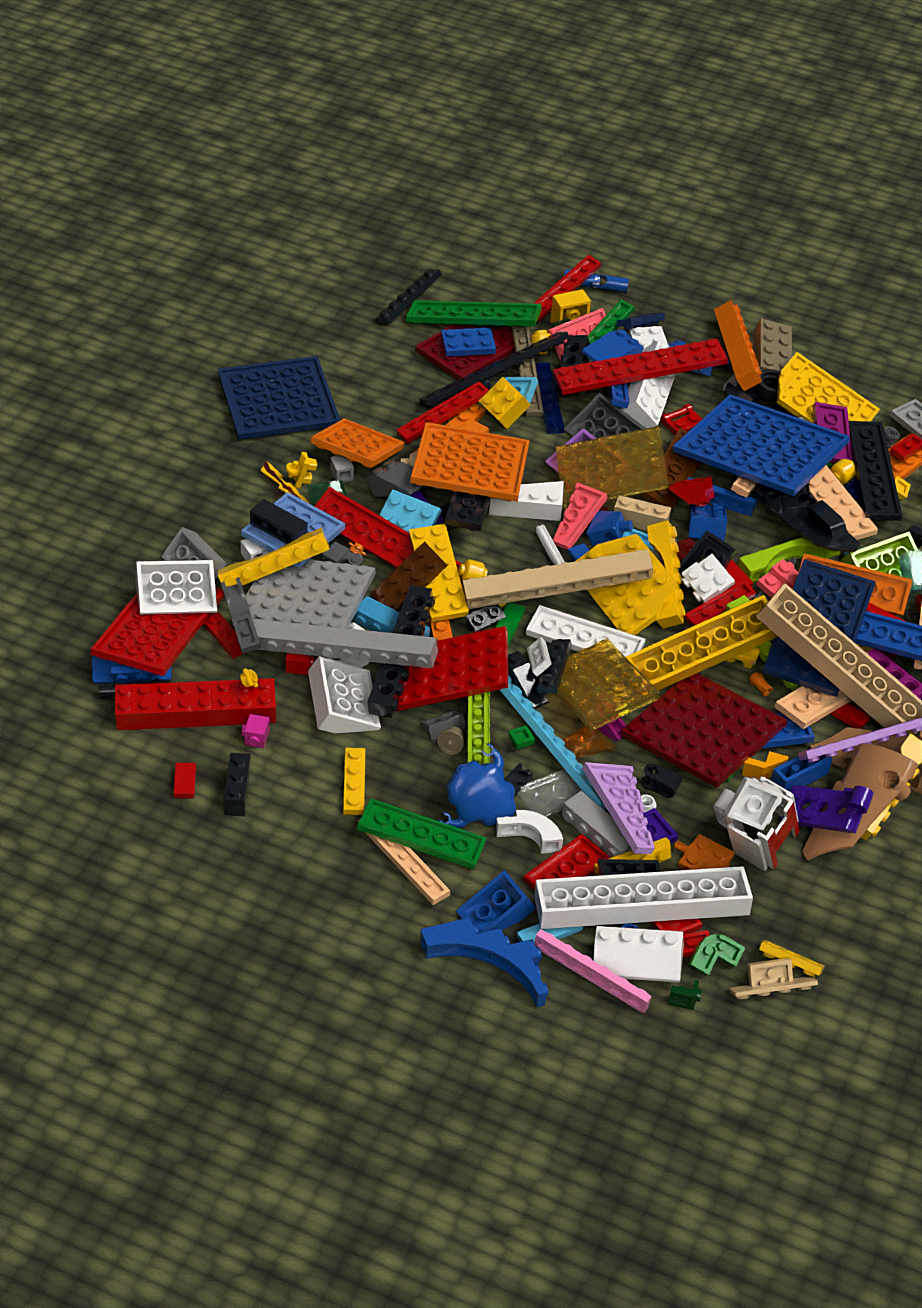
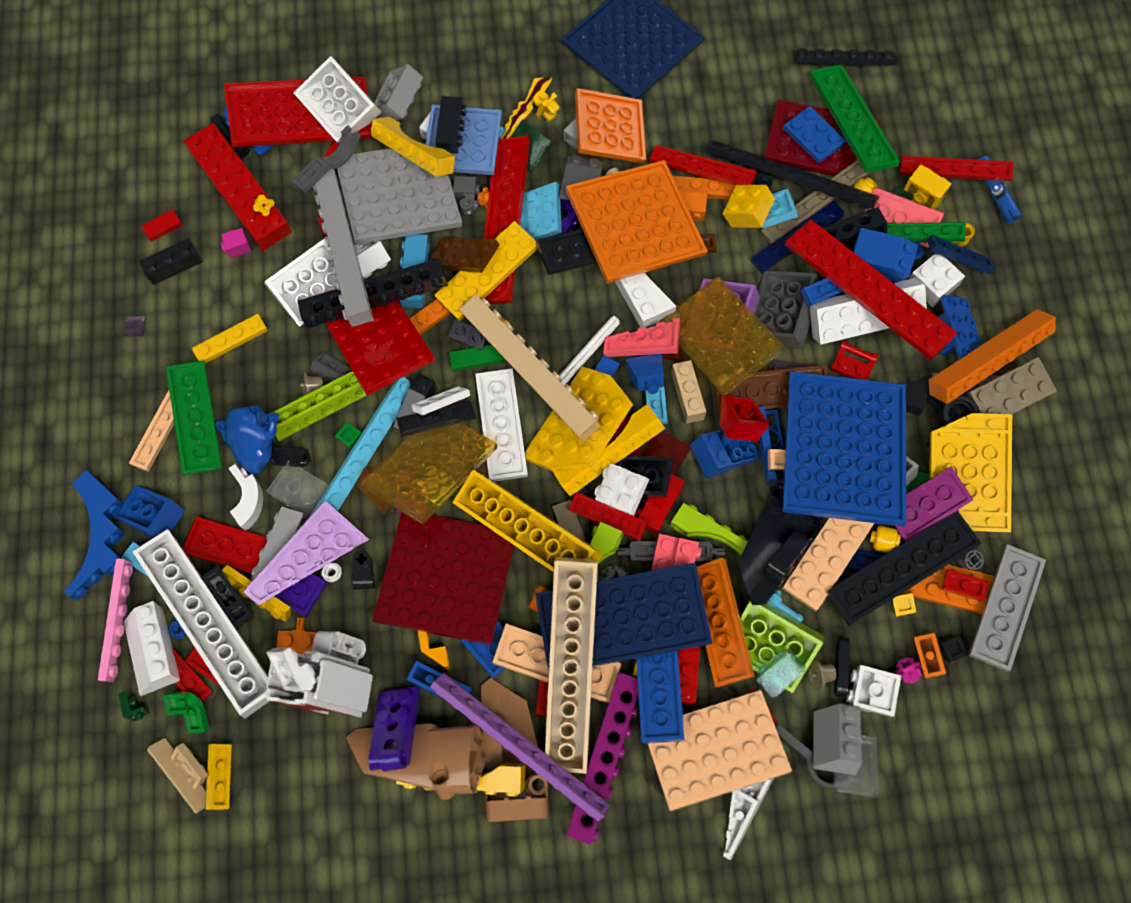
camera: 65 degrees right, 25 degrees up
(284, 842) = (134, 326): none -> clear purple plate
(472, 569) = (499, 296): yellow head -> none

